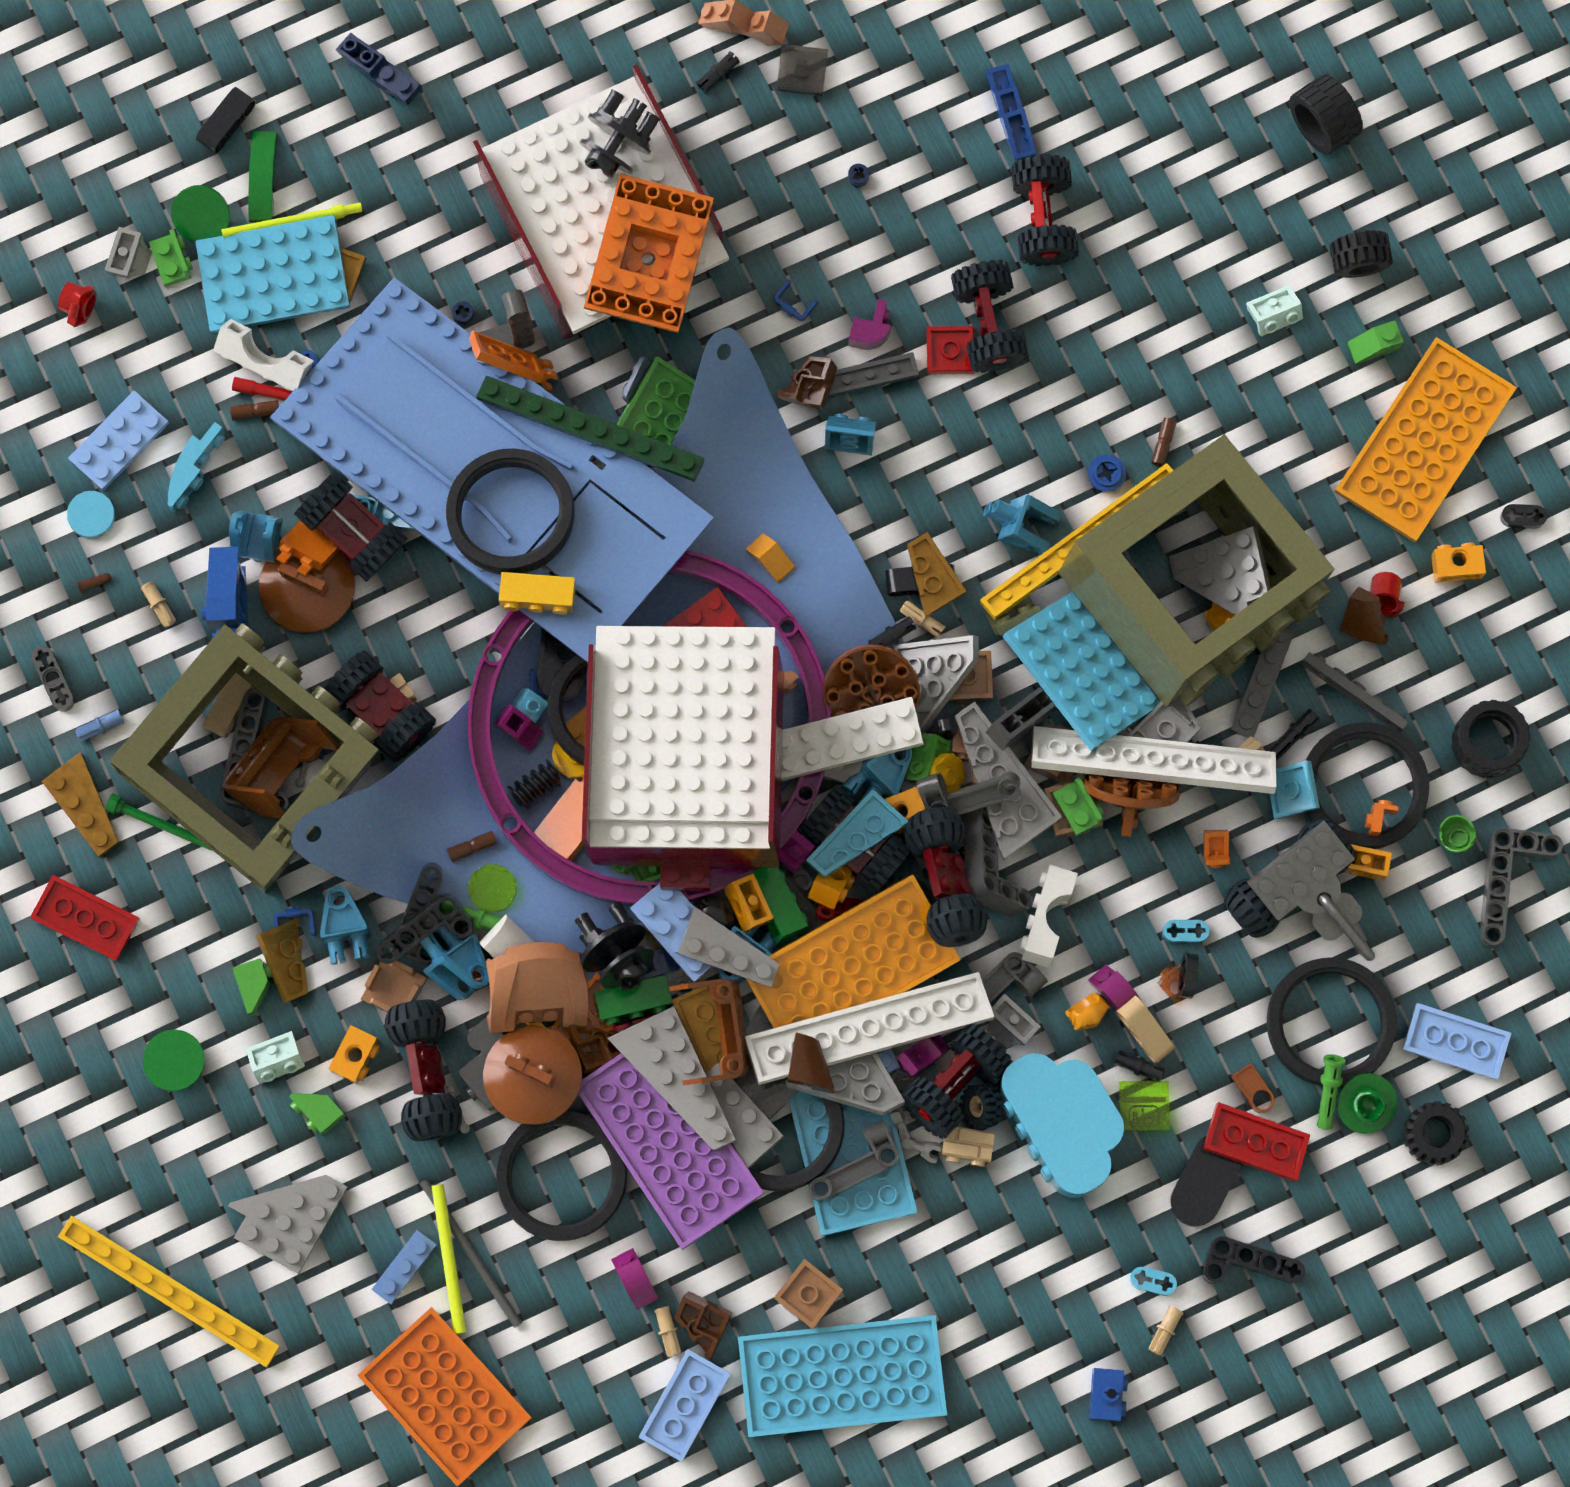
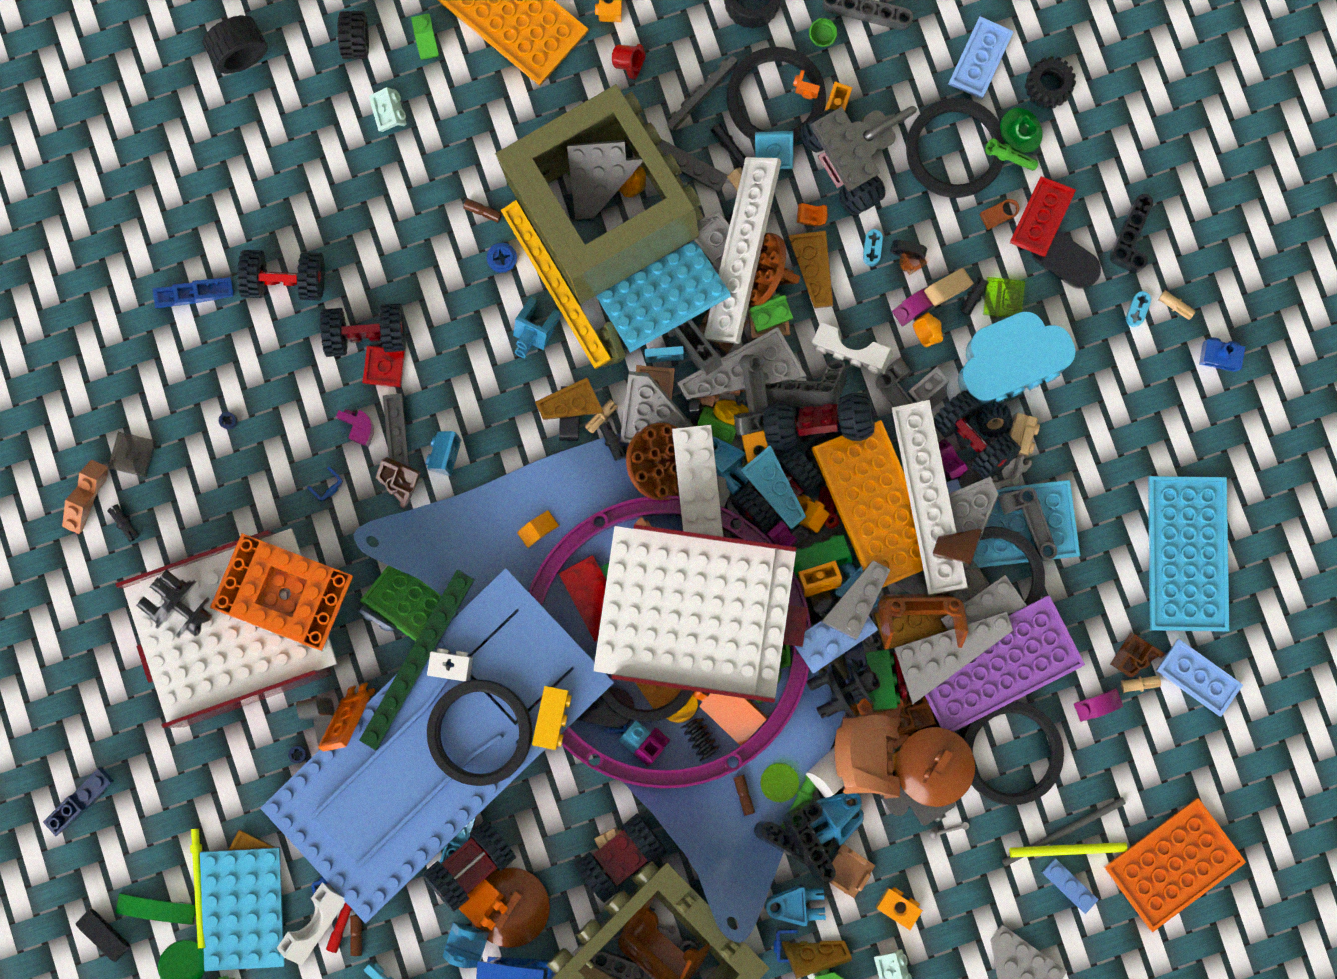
camera: 80 degrees left, 5 degrees up
(319, 1109) = (939, 941): bright green slope -> none
(412, 1027) = (956, 853): black plate -> none
(582, 479) = (439, 668): none -> white brick
(808, 1294) = (1125, 571): medium nougat panel -> none
(1008, 682) = (664, 354): none -> medium azure tile
(1161, 857) = (813, 260): none -> pearl gold wing
(1364, 617) = (645, 76): reddish brown slope -> none

